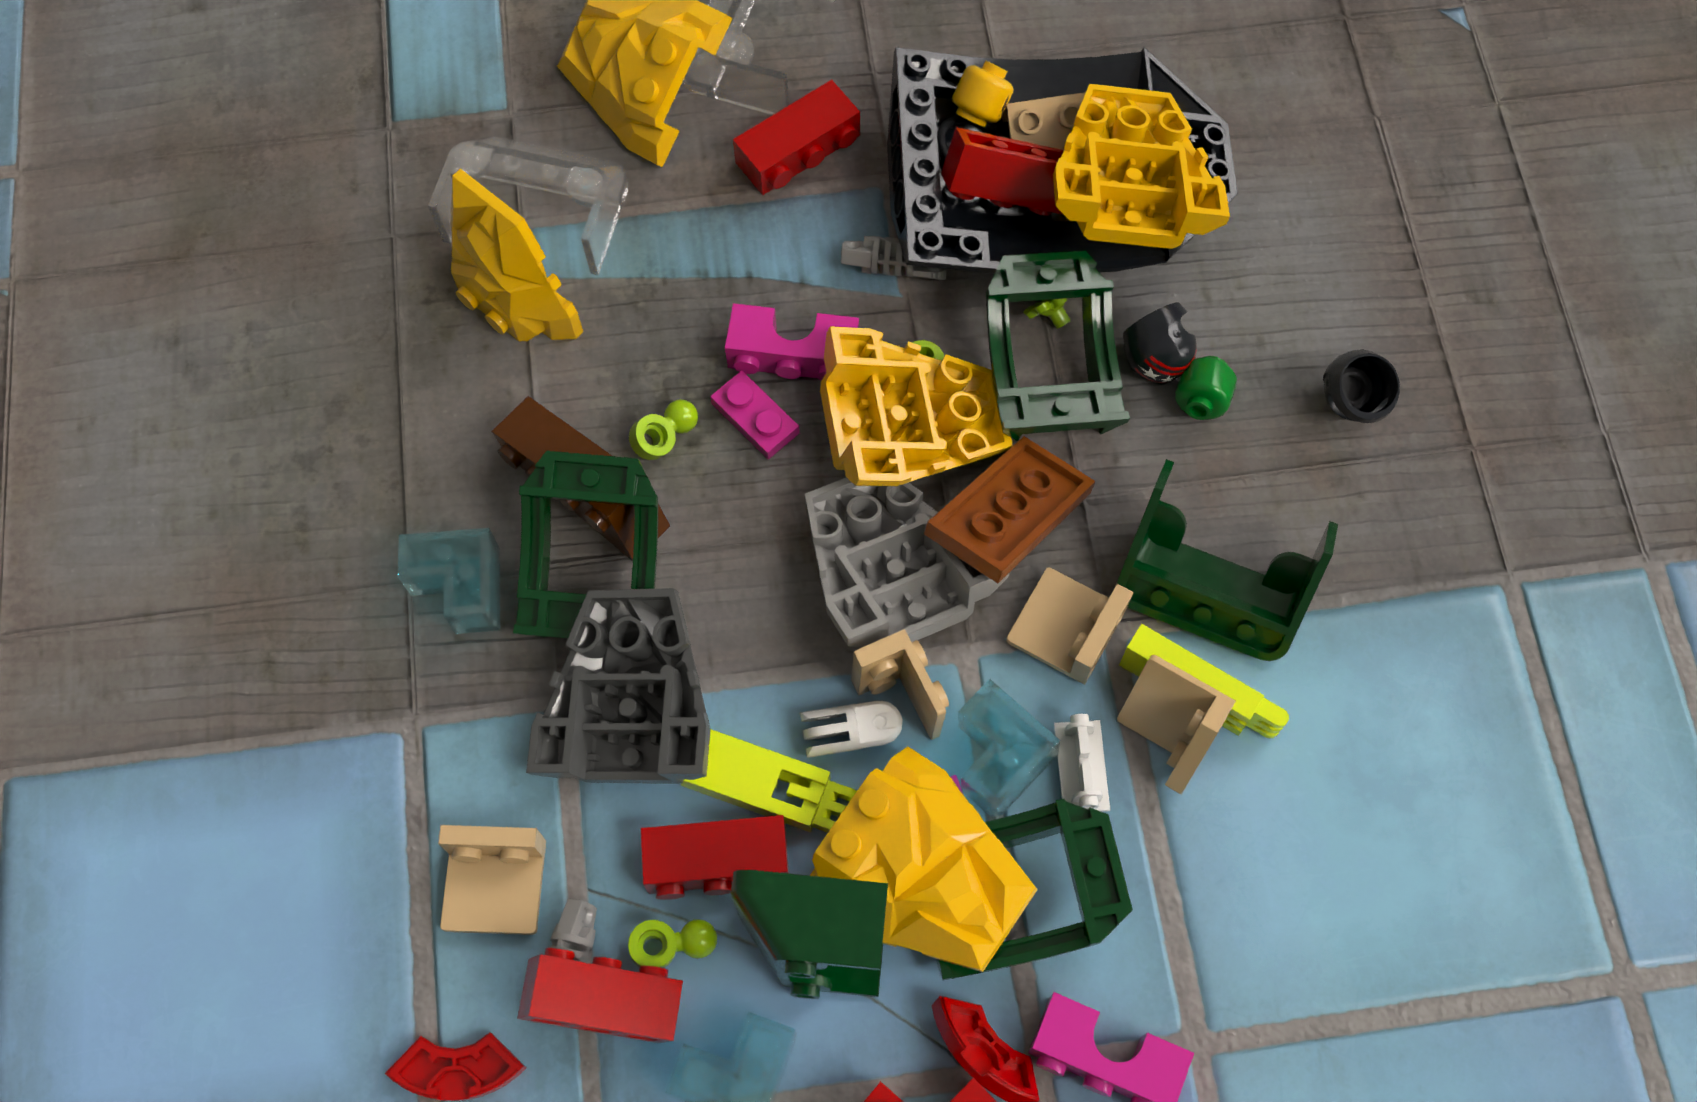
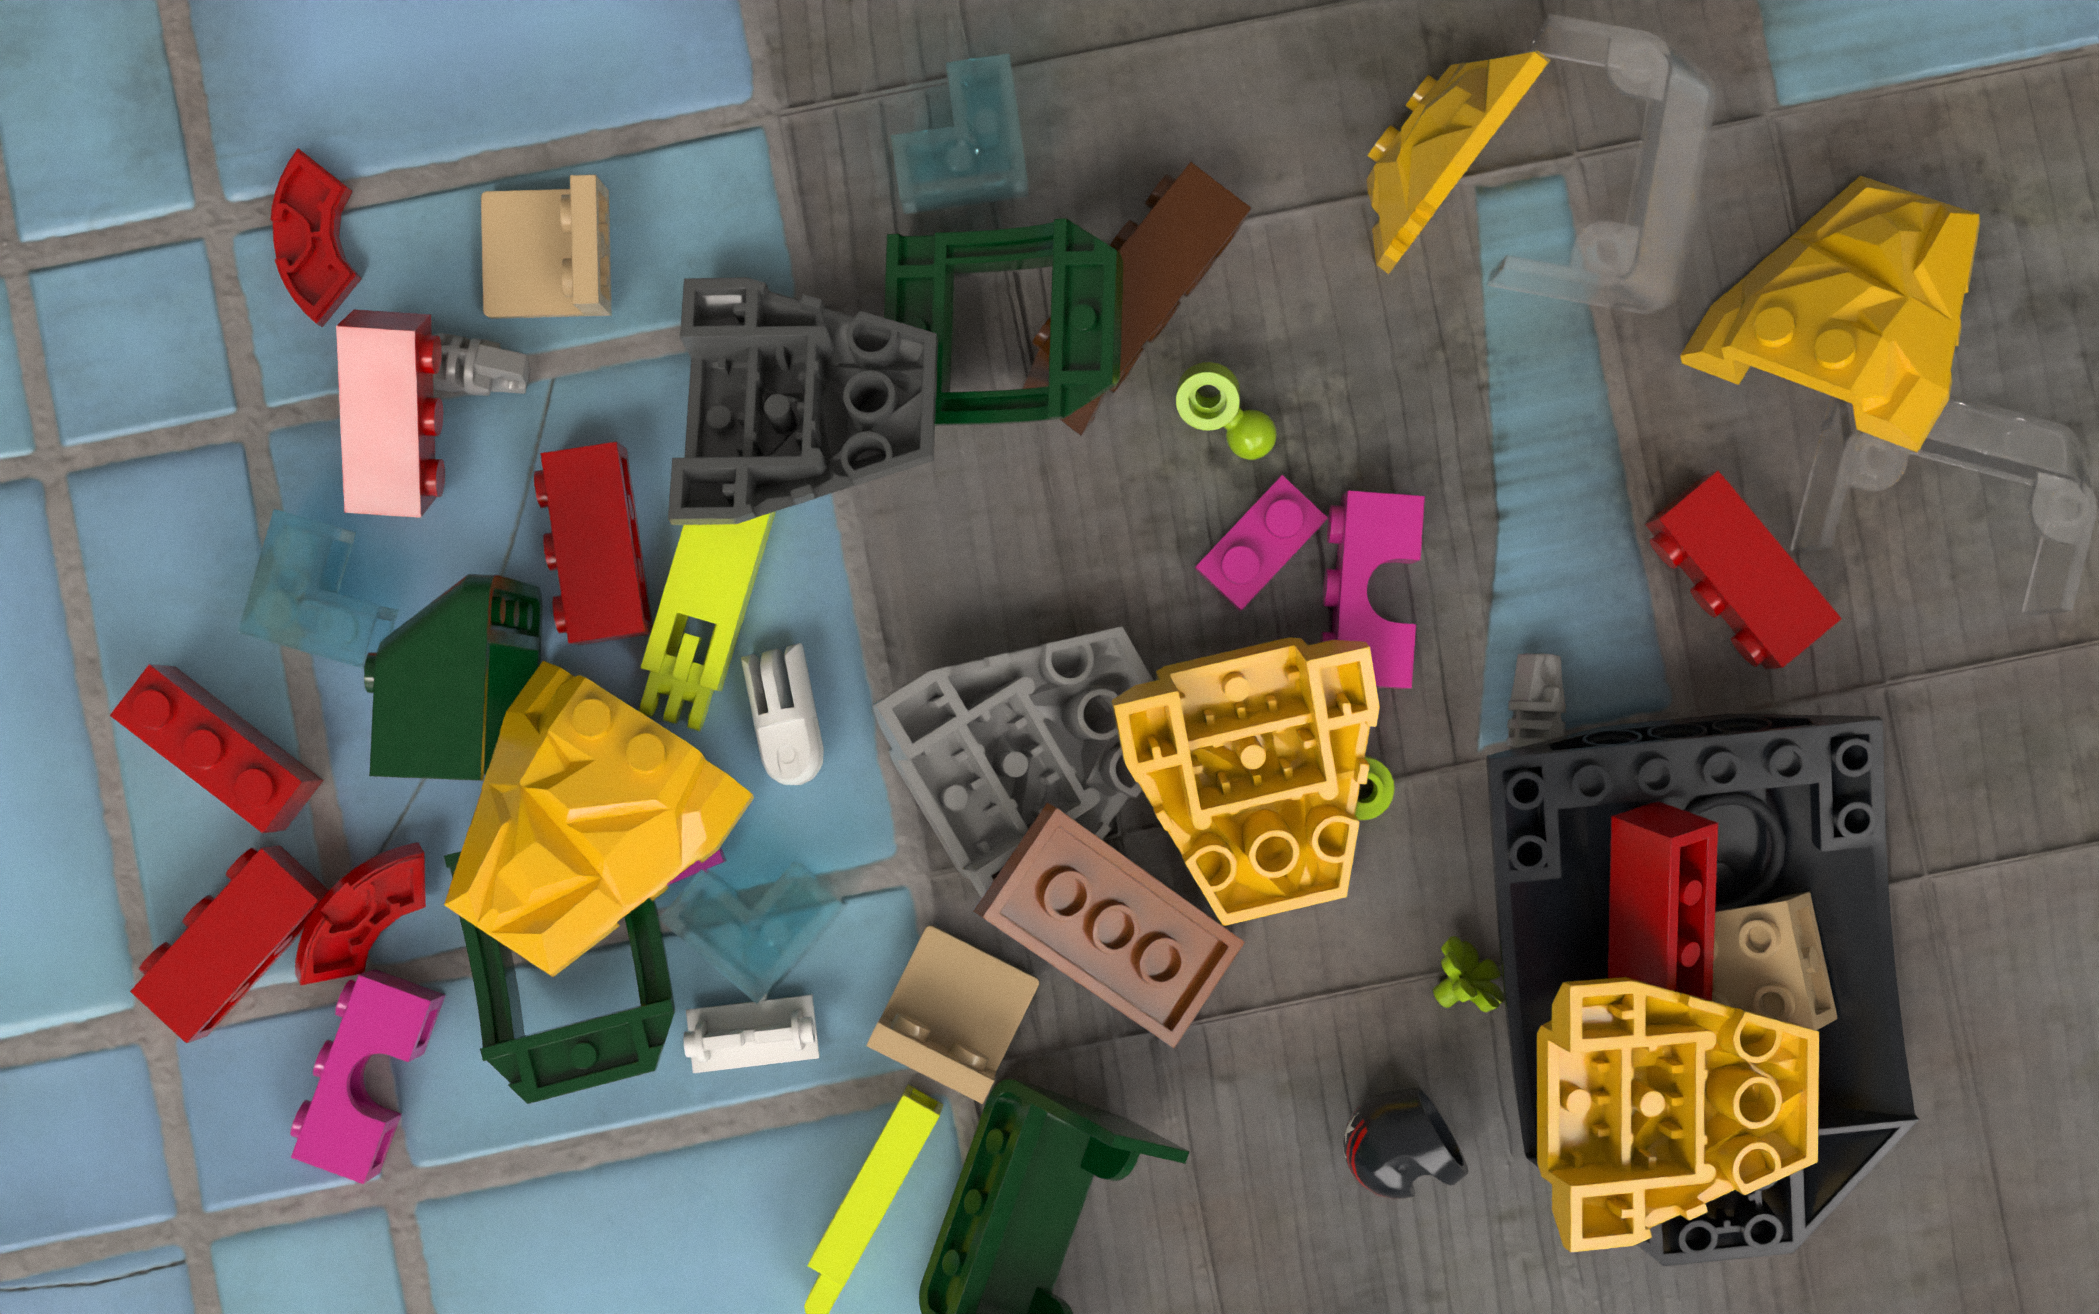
camera: 90 degrees right, 20 degrees up
(696, 940) = (488, 528): lime plate -> none
(897, 657) = (857, 751): tan bracket -> none
(982, 93) = (1803, 862): yellow head -> none
(1062, 405) = (1288, 1004): dark green wedge -> none
(1176, 715) = (817, 1173): tan bracket -> none
(1206, 388) = (1335, 1213): green head -> none

